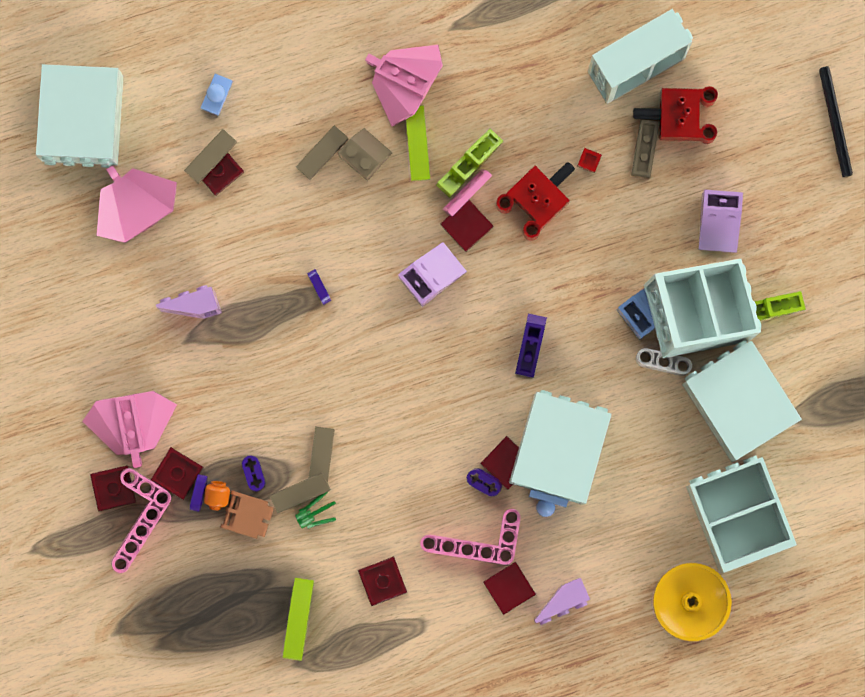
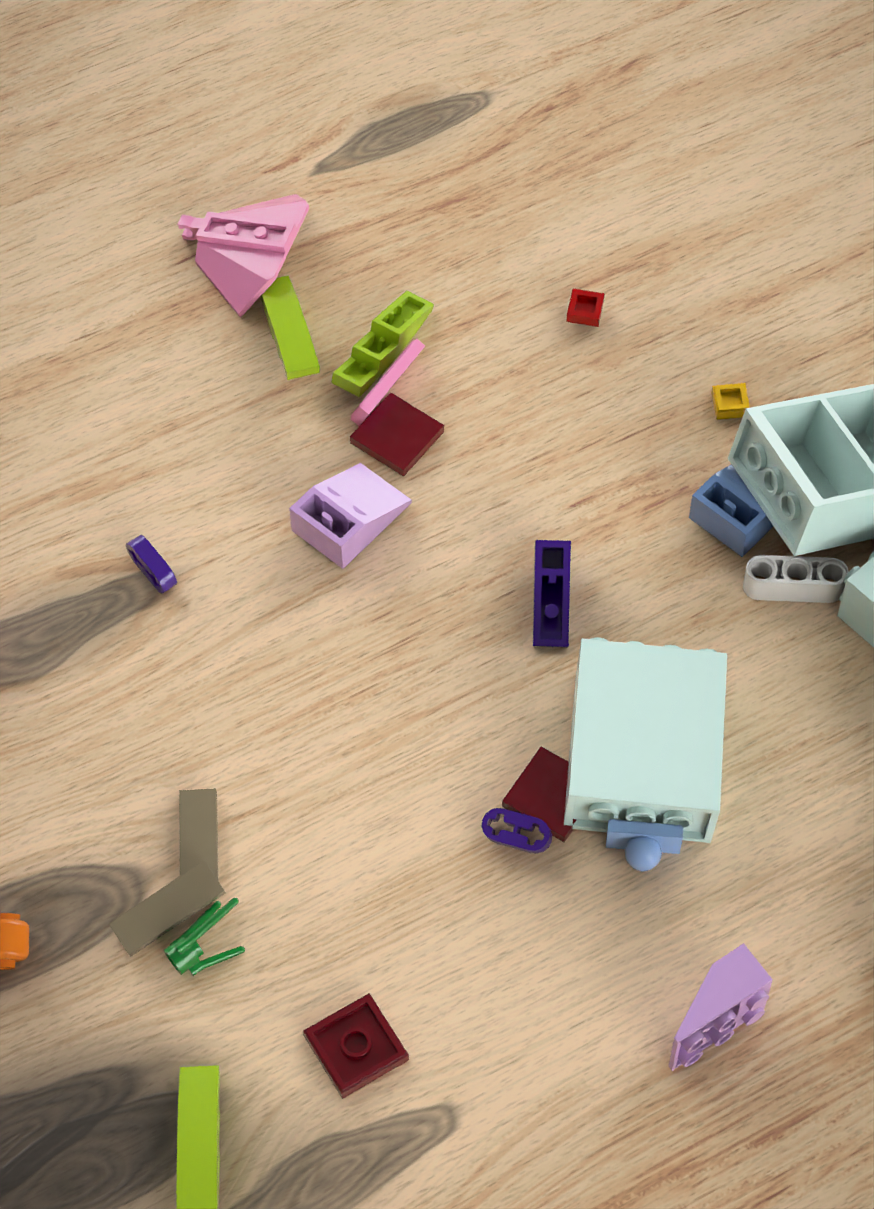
camera: 15 degrees left, 25 degrees down
(247, 515) = (70, 969): nougat plate -> none
(249, 474) = (65, 896): dark purple beam -> none
(322, 152) = (125, 369): dark tan tile -> none
(364, 153) = (196, 359): dark tan slope -> none
(477, 547) = (526, 942): bright pink beam -> none
(509, 588) = (607, 1013): dark red tile -> none
(538, 197) = (509, 372): red piece -> none
(640, 56) = (631, 132): light aqua container -> none
(645, 148) = (674, 281): dark tan tile -> none
(657, 237) = (730, 400): none -> yellow tile
(680, 114) = (721, 221): red piece -> none
(720, 220) = (829, 345): lavender slope -> none

